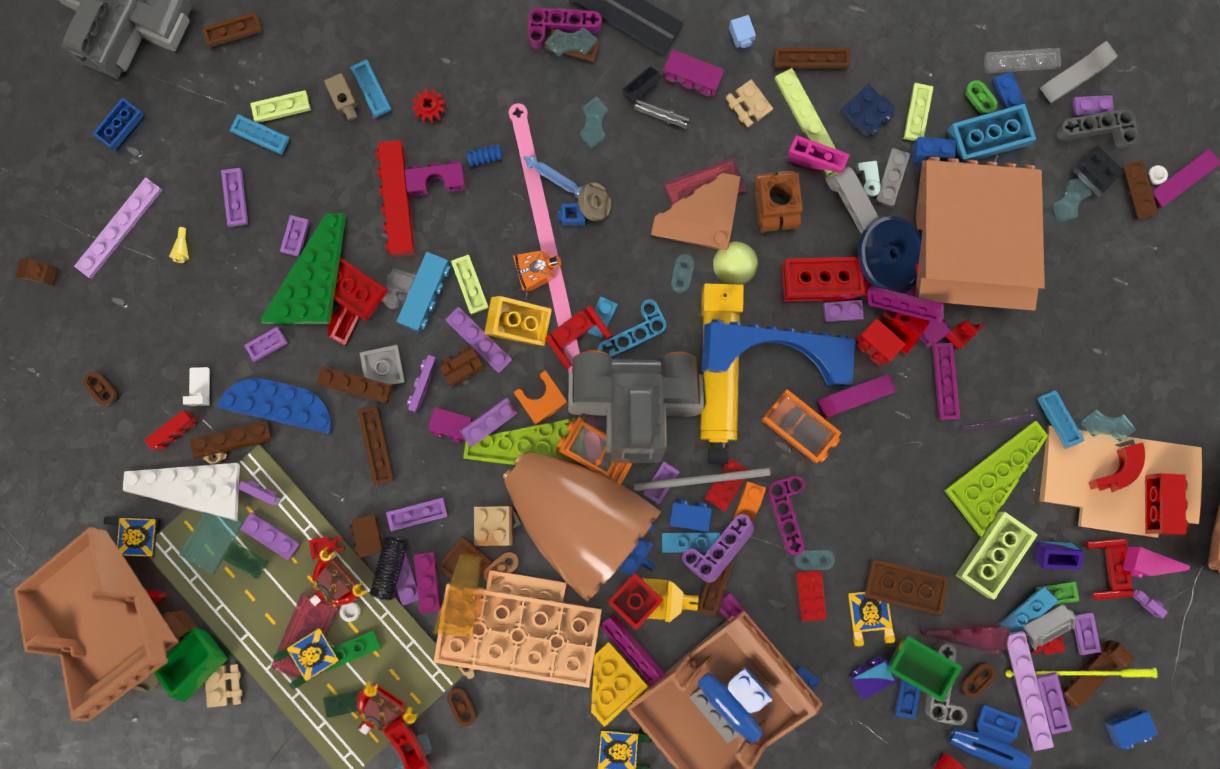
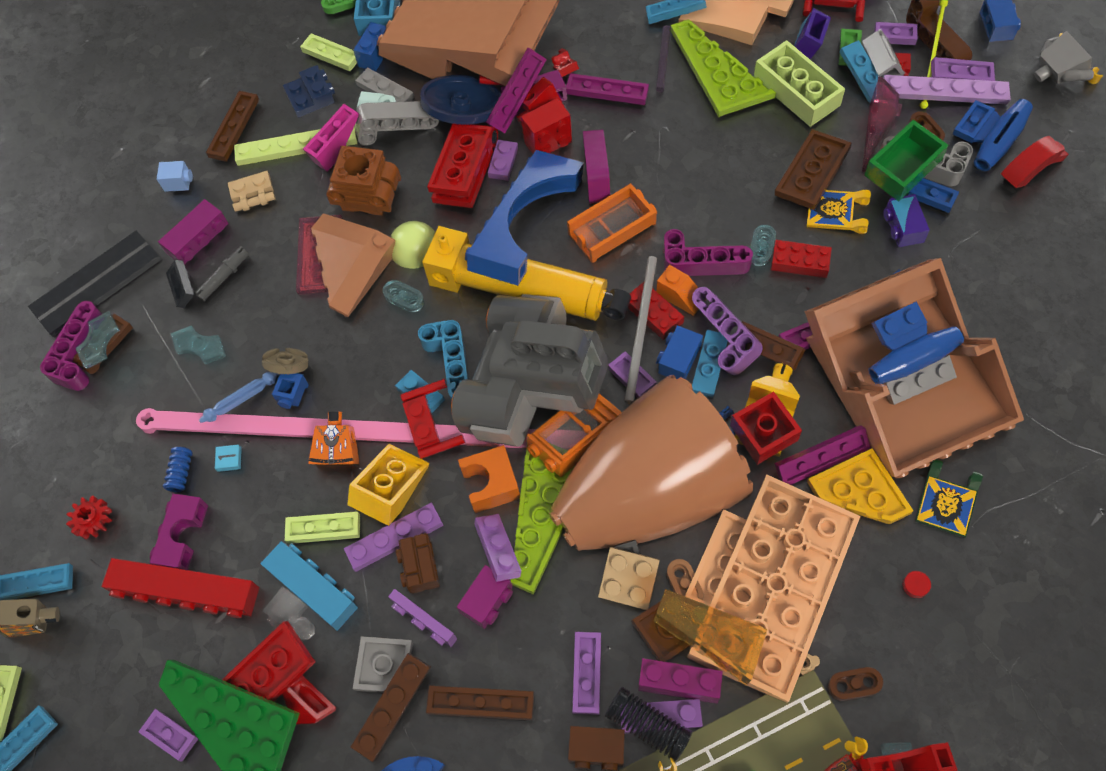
camera: 65 degrees left, 20 degrees down
(505, 188) = (228, 458): none -> medium azure tile
(548, 738) = (916, 584): none -> red tile

